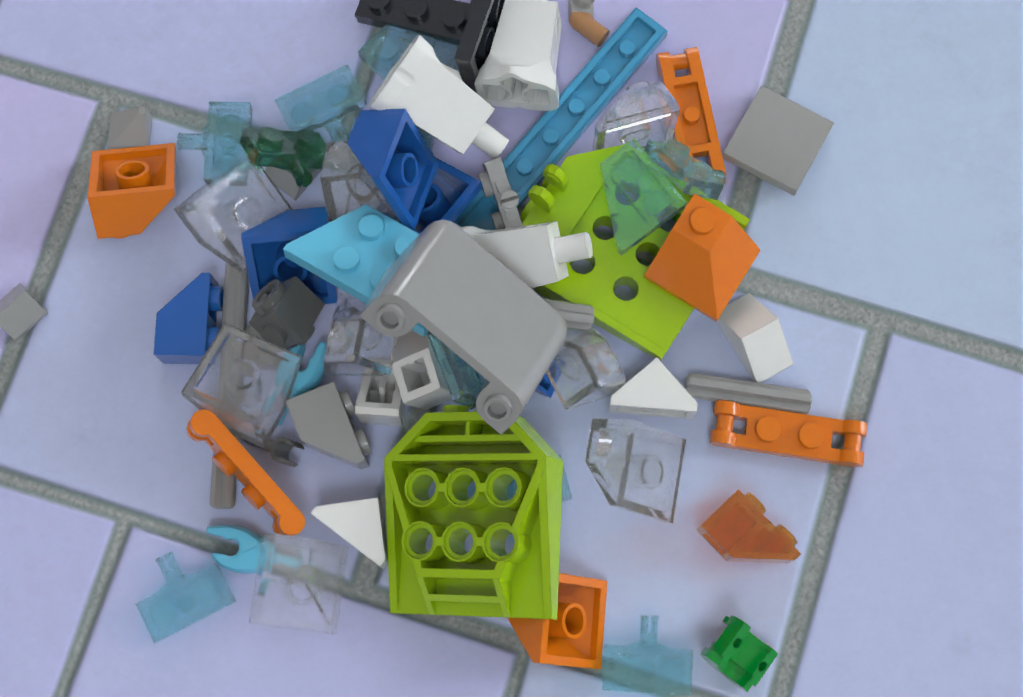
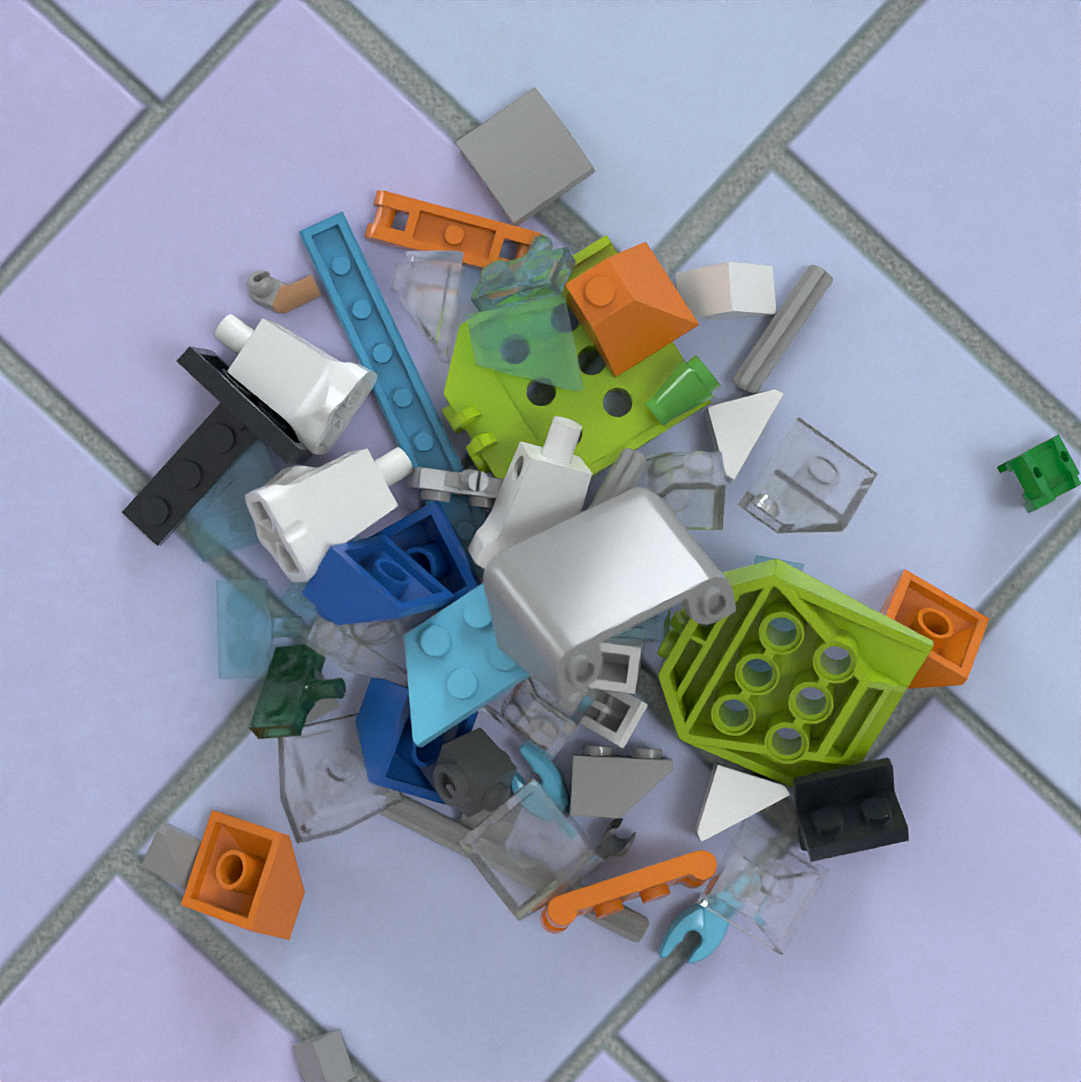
camera: 70 degrees left, 10 degrees up
(183, 598) = (720, 1011): clear light blue plate -> none
(188, 322) = (432, 883): blue slope -> none
(220, 137) = (235, 756): clear light blue plate -> none
(389, 618) = (848, 810): none -> black bracket
(647, 665) = (1007, 569): clear light blue plate -> none
(660, 329) = (683, 390): none -> bright green cone
(745, 535) = (926, 408): clear orange slope -> none
(788, 434) = (843, 309): orange plate -> none

